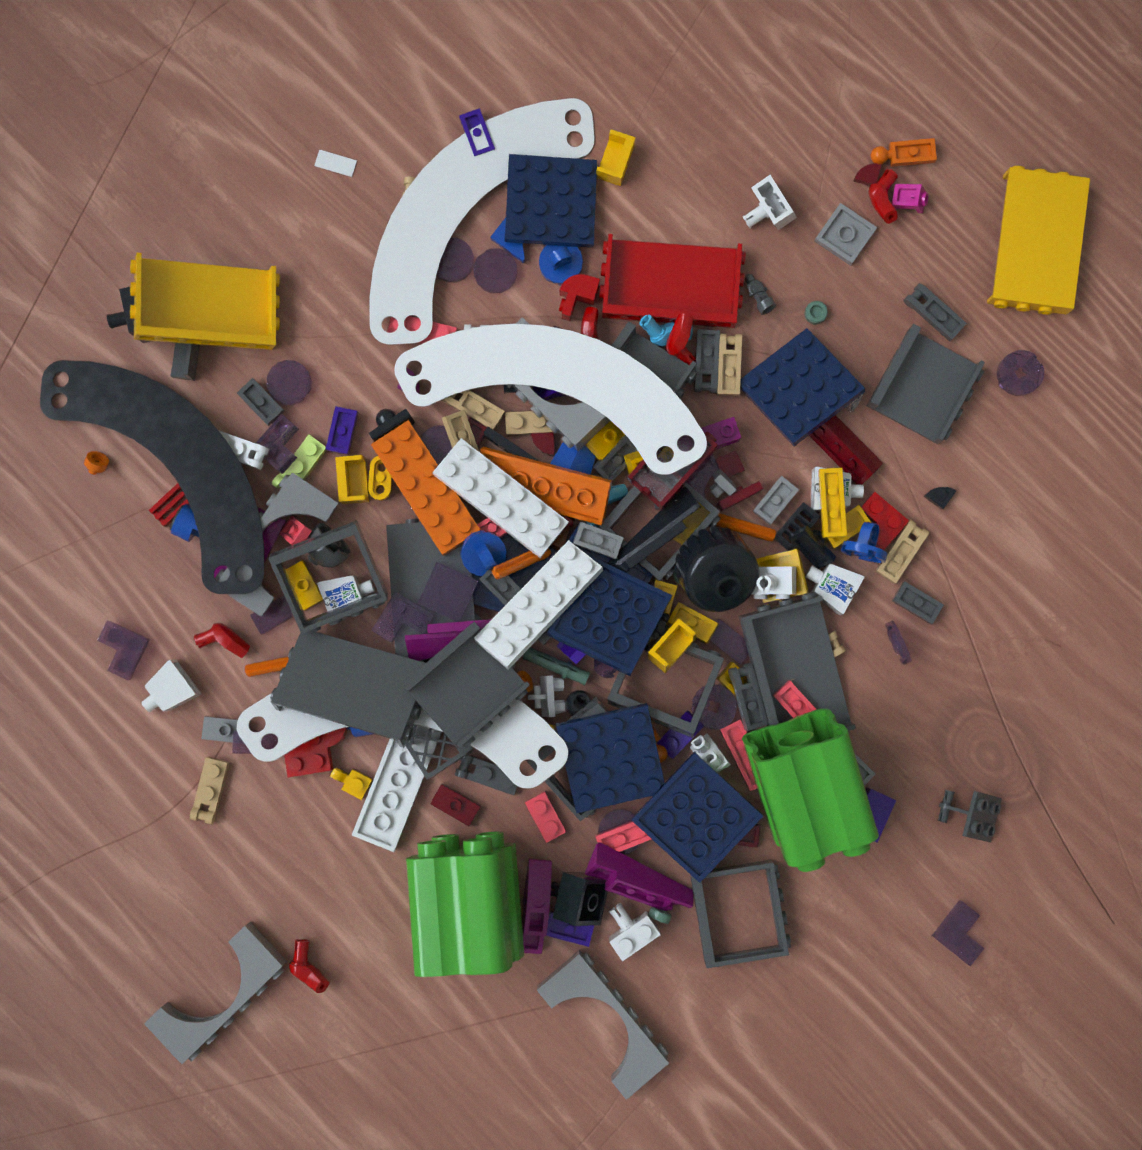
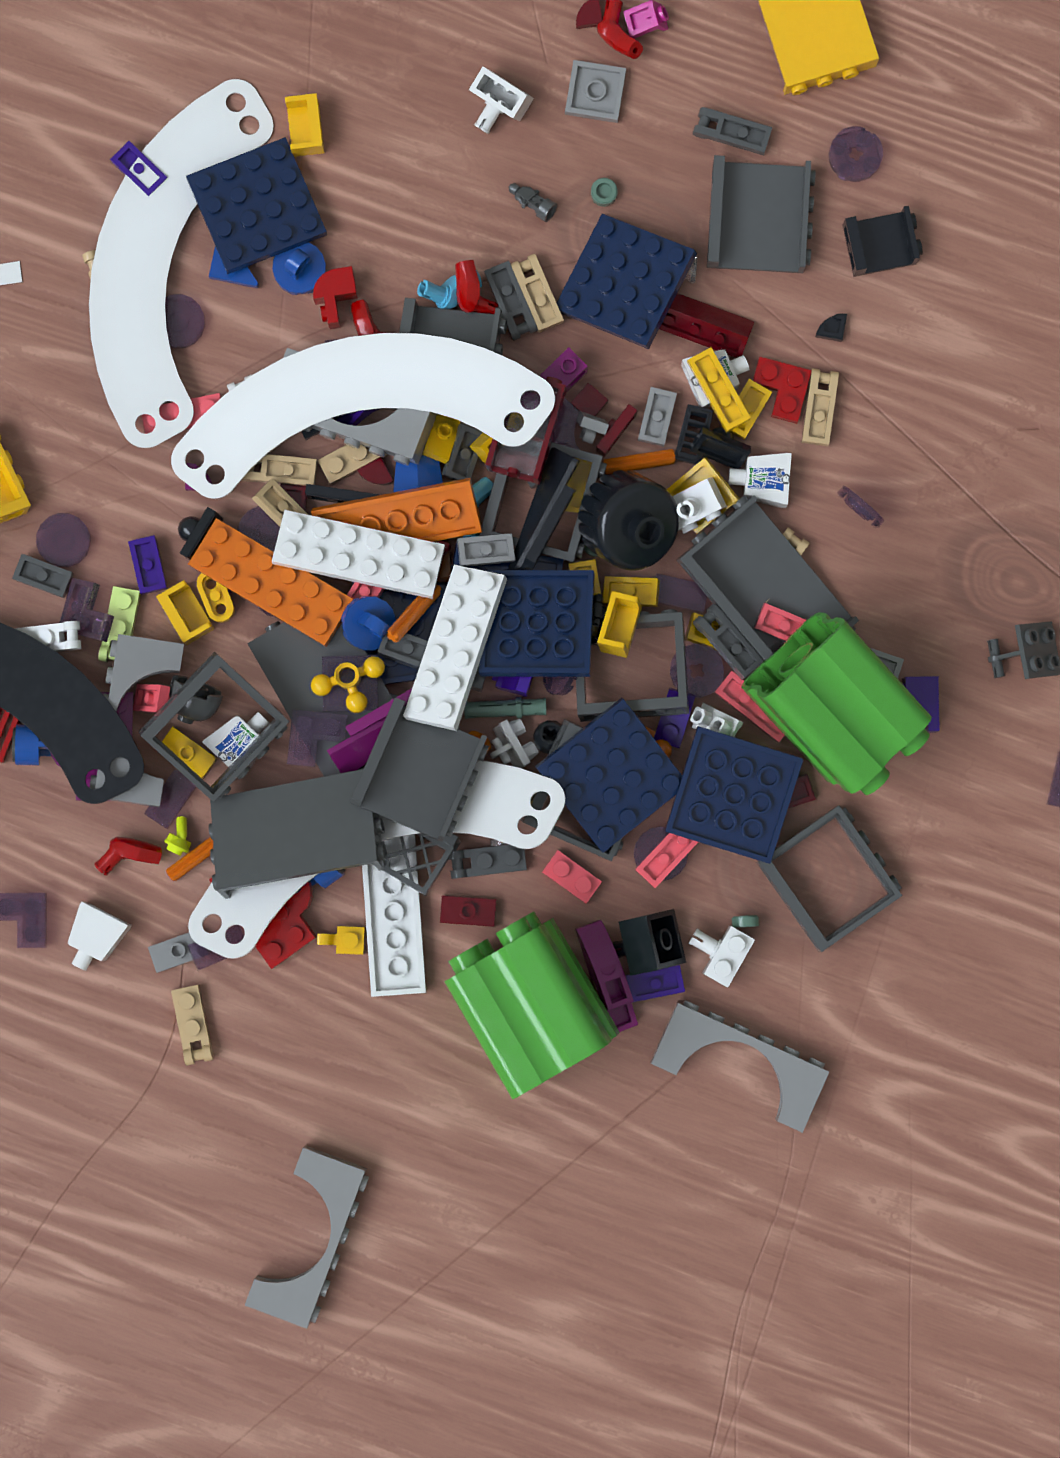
camera: 30 degrees left, 0 degrees up
(264, 650) = (178, 842): none -> neon yellow plate
(306, 971) = (392, 1167): red arm -> none
(445, 608) = (356, 700): none -> yellow piece
(495, 270) = (231, 310): clear purple tile -> none
(636, 880) = (702, 895): magenta wedge -> none
(671, 281) = (431, 231): red panel -> none
(865, 546) = (776, 418): blue tile -> none
(917, 602) = (862, 454): dark grey plate -> none
(1009, 449) = (882, 242): none -> black panel

